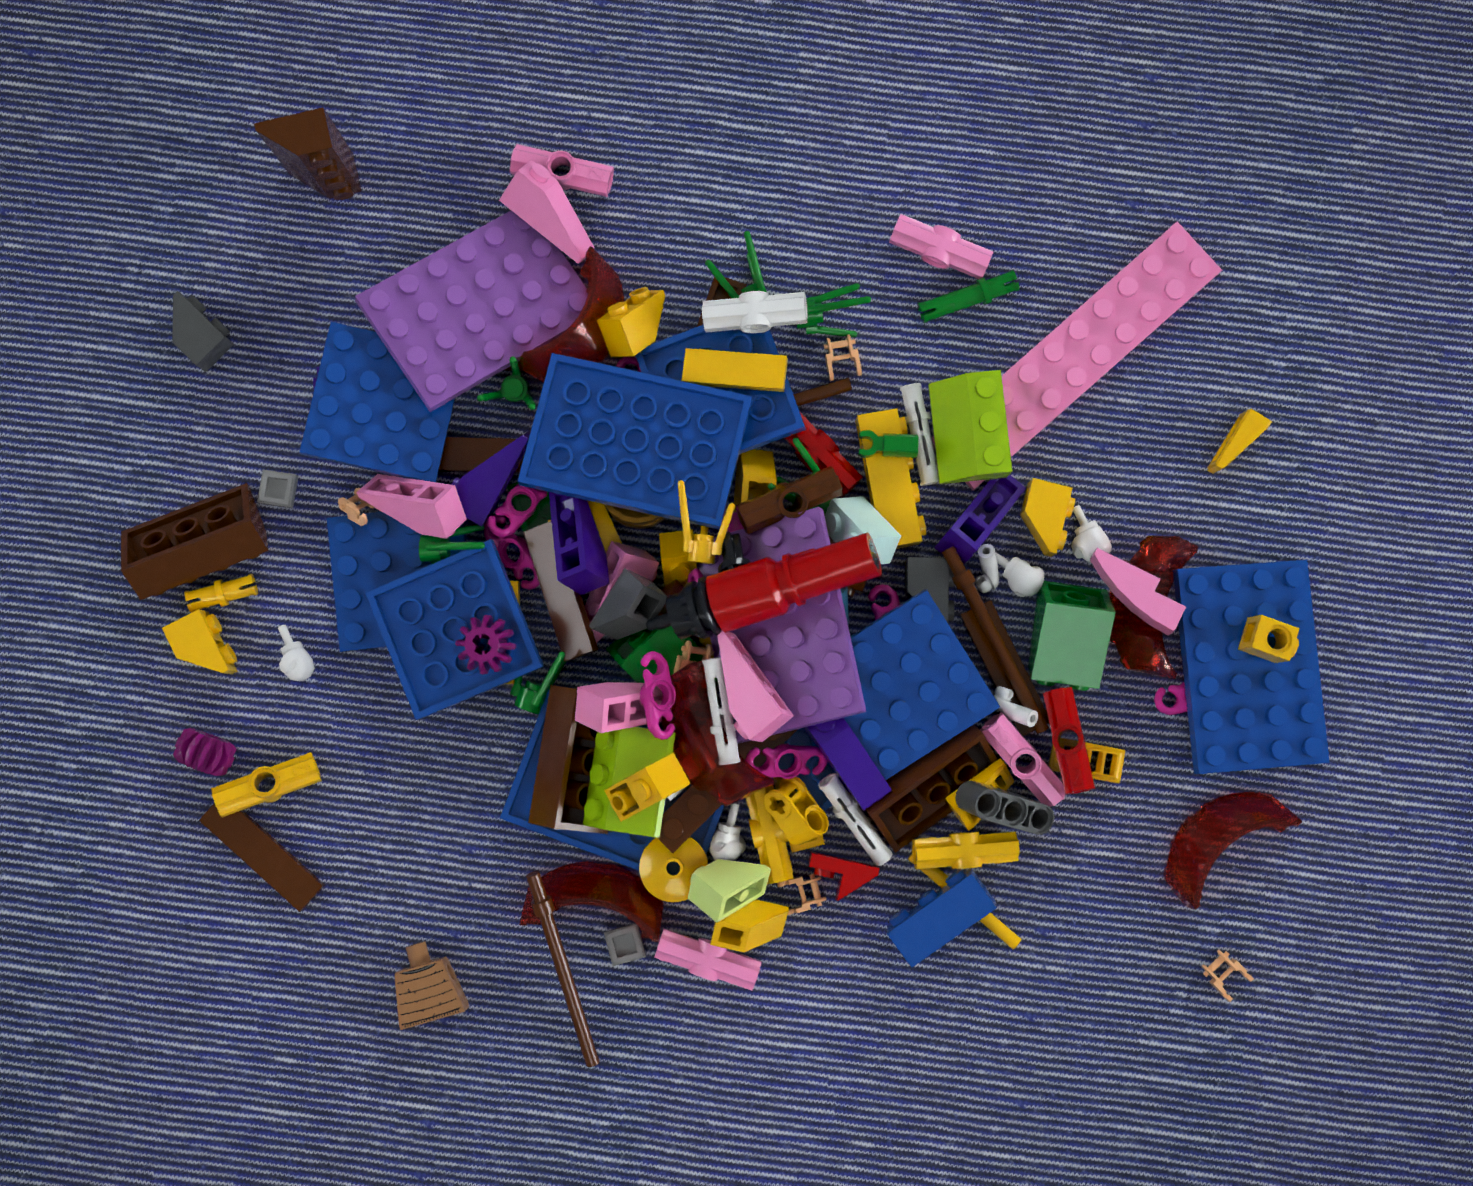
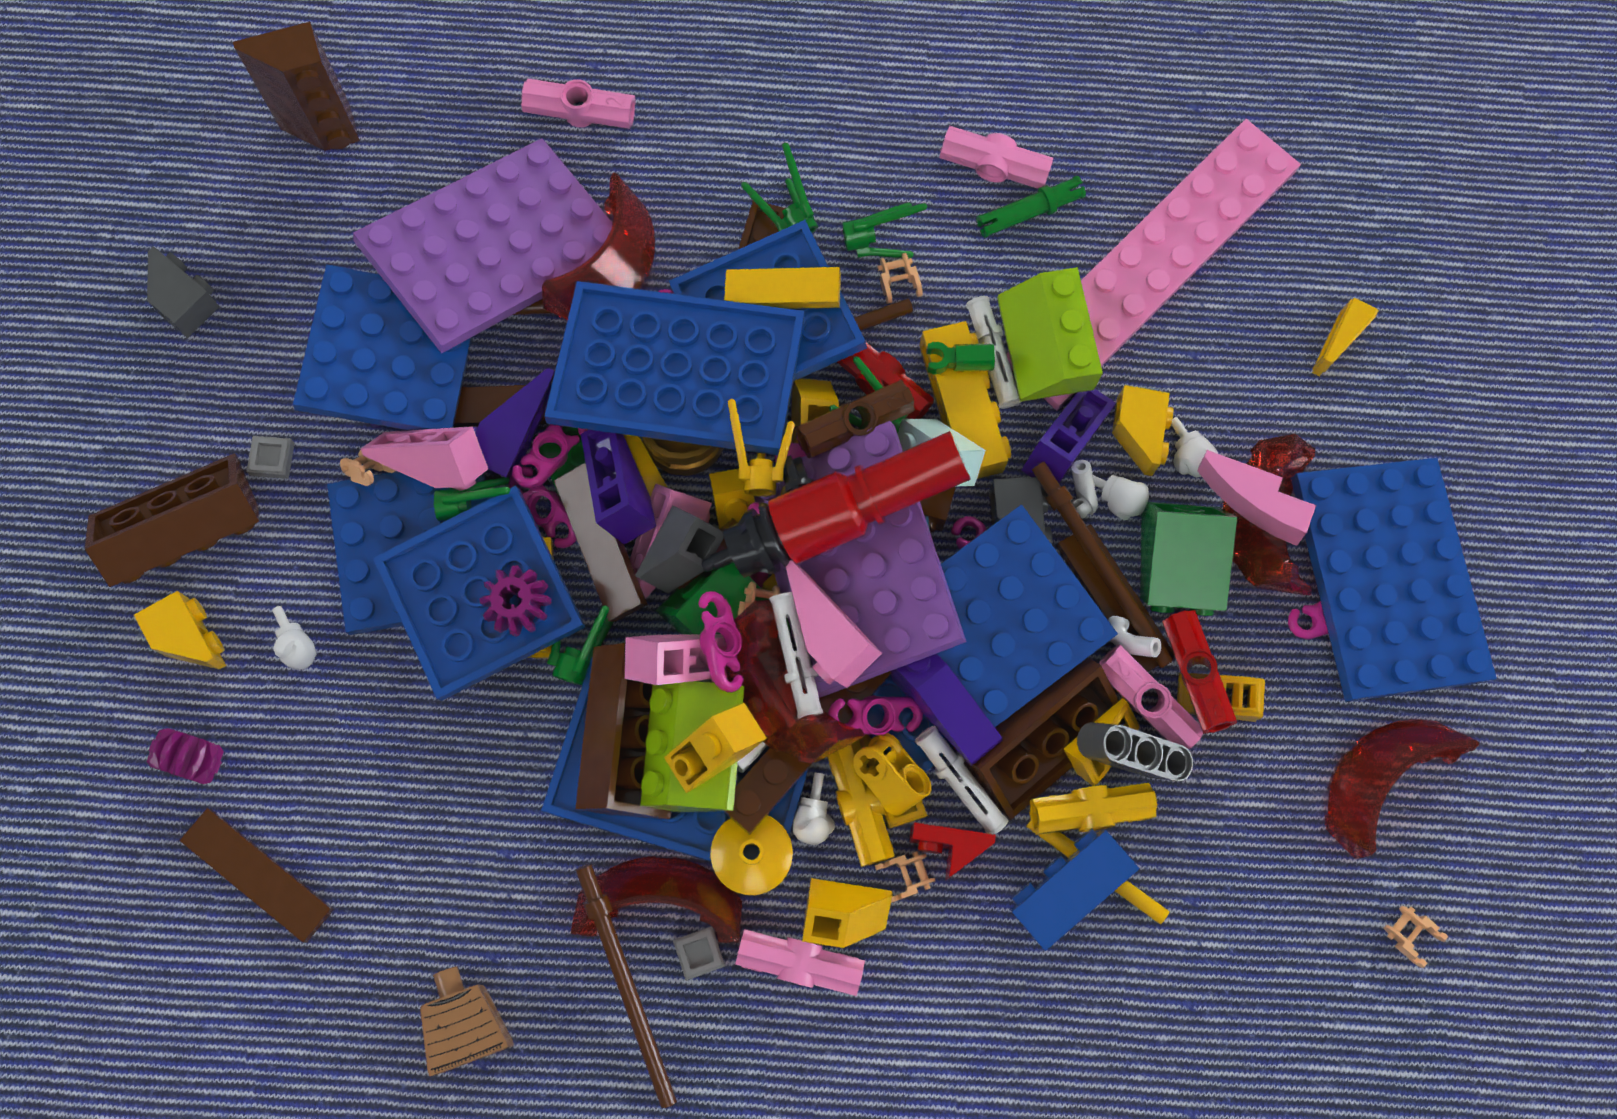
camera: 10 degrees left, 10 degrees down
(221, 593) = (206, 574): yellow pin -> none
(245, 792) = (236, 801): yellow piece -> none
(512, 388) = (535, 329): green plant -> none
(544, 206) = (562, 137): bright pink slope -> none
(632, 323) = (664, 252): yellow slope -> none
(727, 886) = (817, 868): yellowish green slope -> none
(754, 312) = (800, 225): white piece -> none
(1255, 640) = (1397, 541): yellow brick -> none

